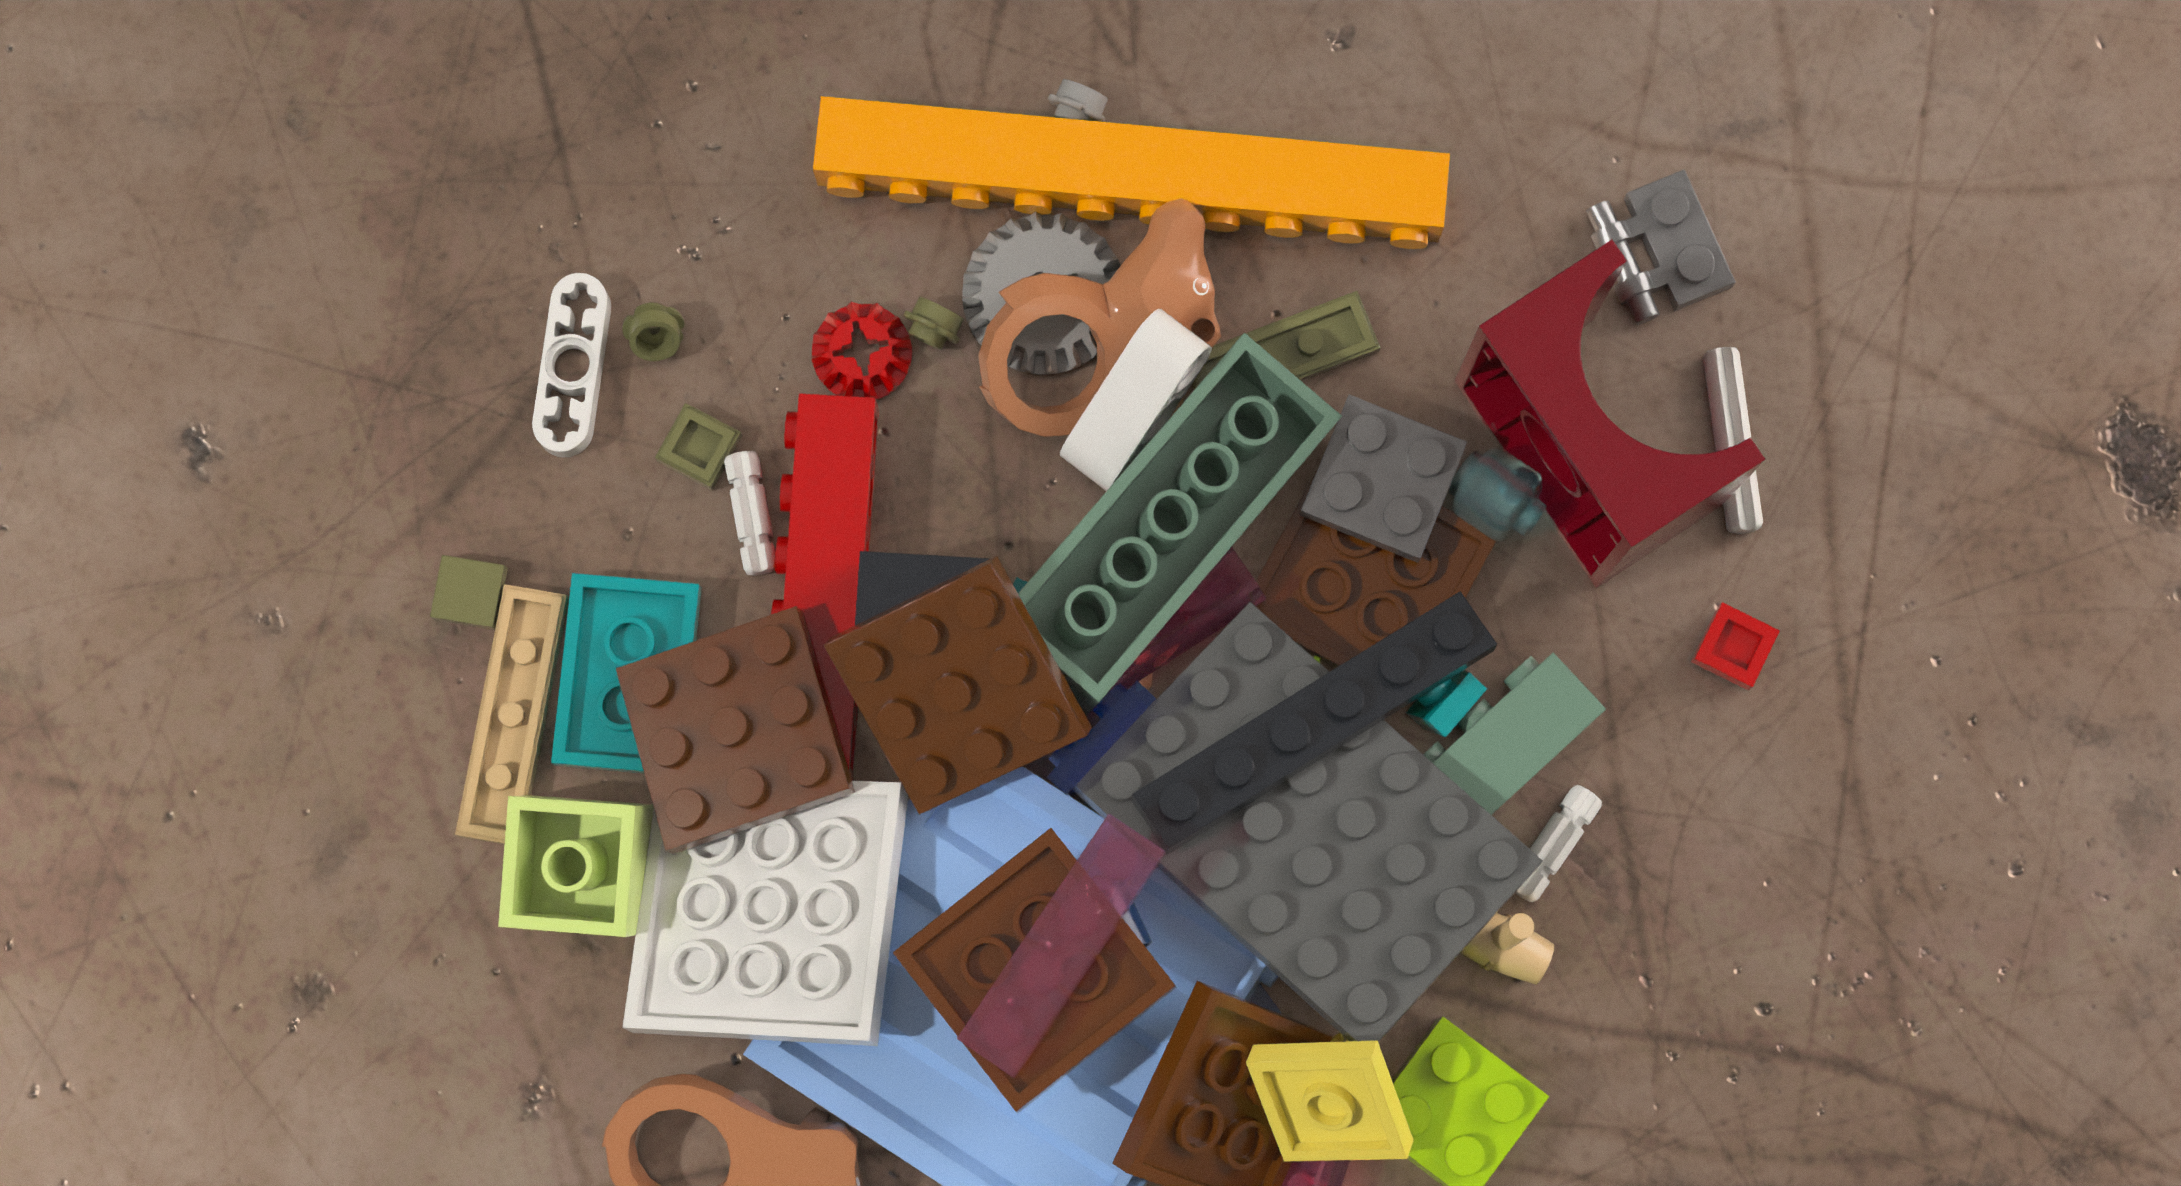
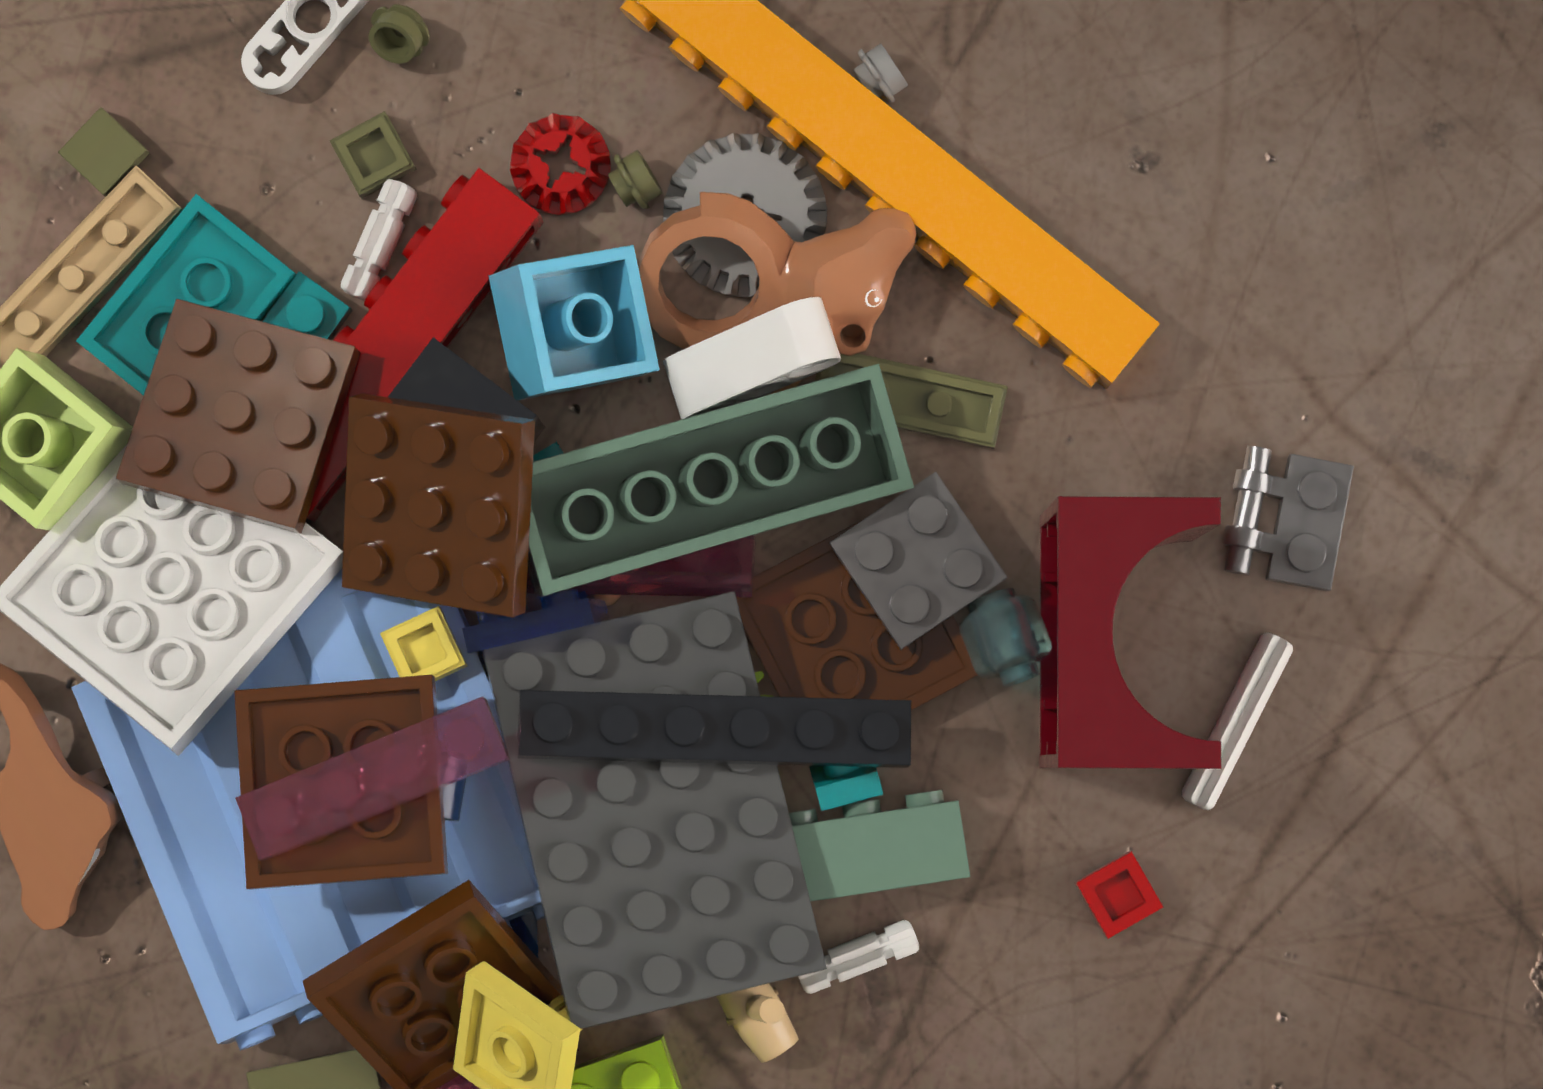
camera: 35 degrees right, 5 degrees up
(730, 605) = (308, 309): none -> teal plate
(965, 468) = (573, 322): none -> medium azure brick
(1021, 817) = (424, 646): none -> light yellow tile

